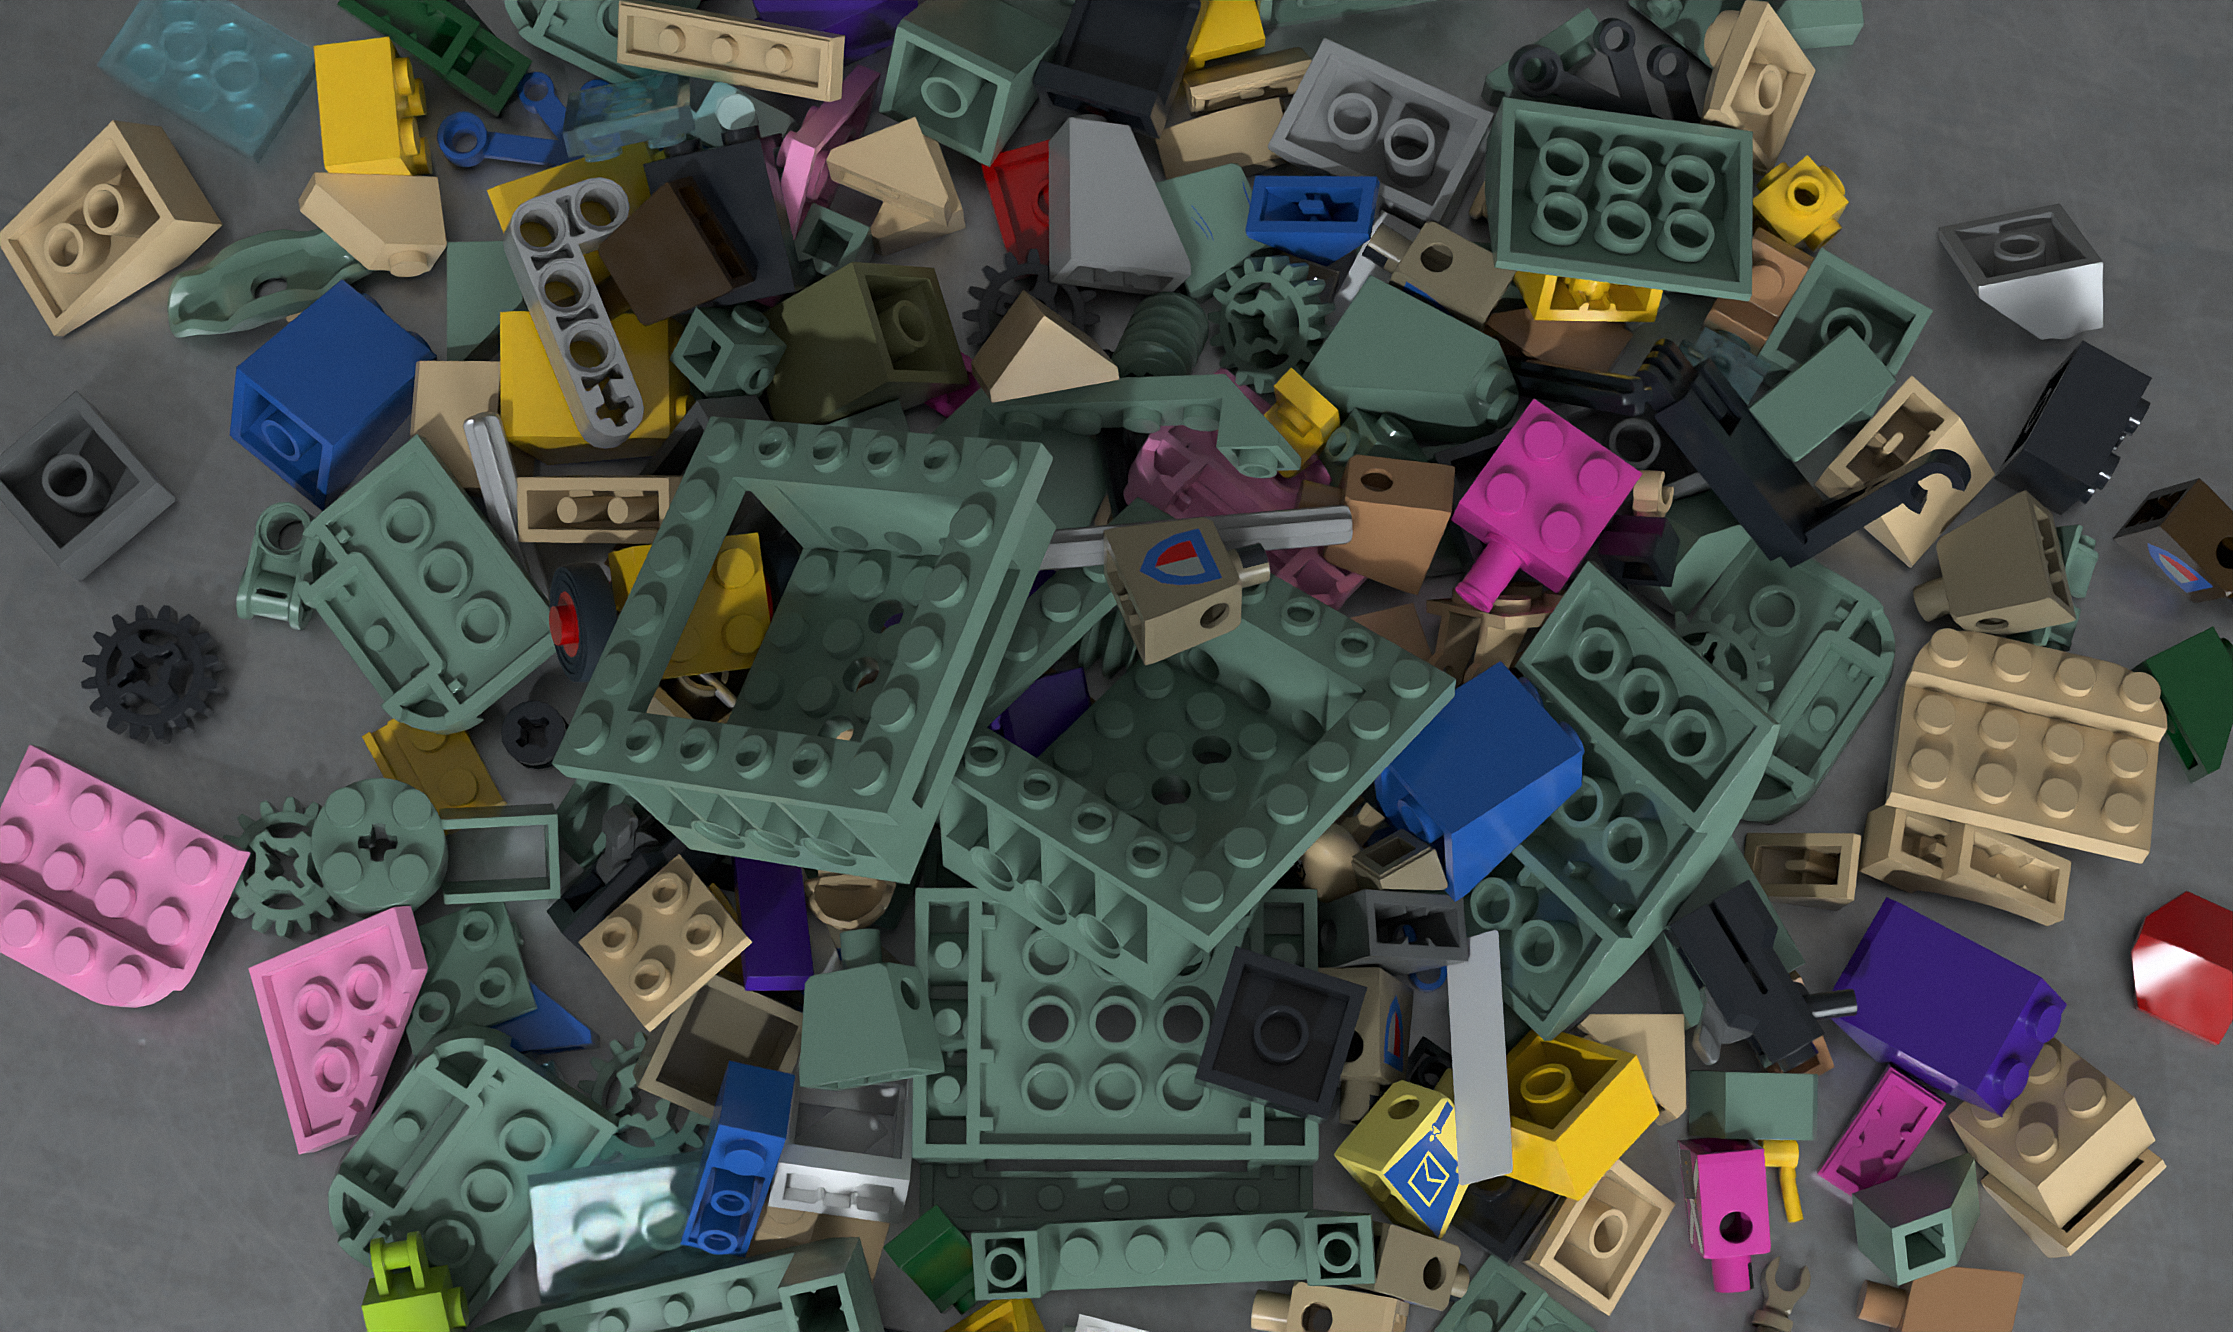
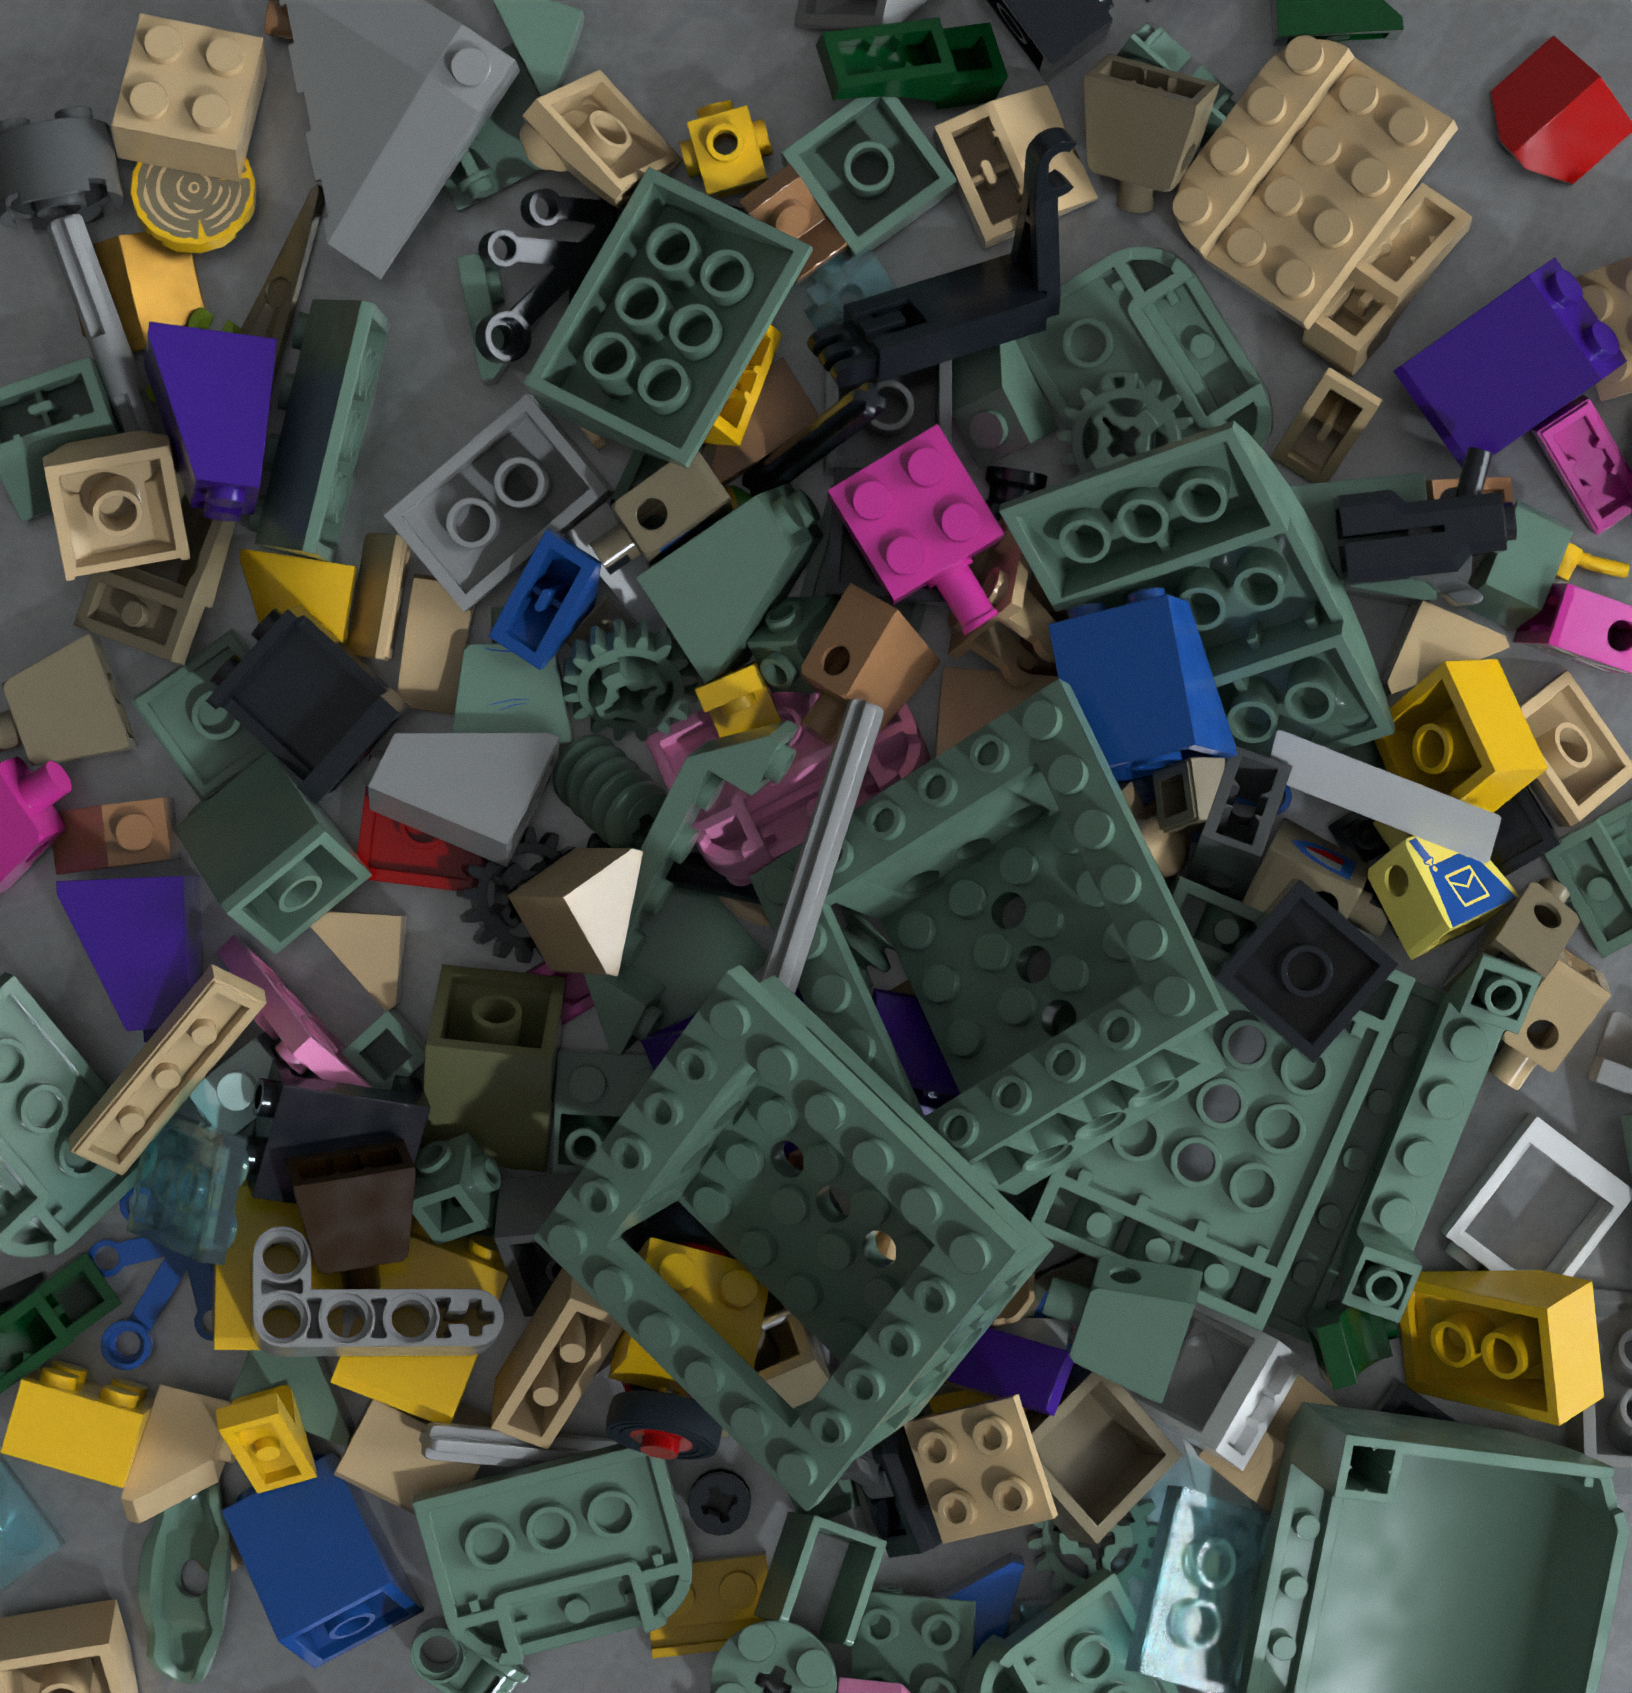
camera: 70 degrees left, 10 degrees up
(425, 283) = (268, 1438): none -> yellow slope
(738, 1159) = (1195, 1480): blue slope -> none
(894, 169) = (342, 962): tan slope -> none
(1178, 583) = (866, 885): dark tan torso -> none
(1644, 545) = (991, 444): black piece -> none
(1821, 394) = (922, 219): sand green slope -> none
(1961, 332) = (914, 61): none -> dark green slope

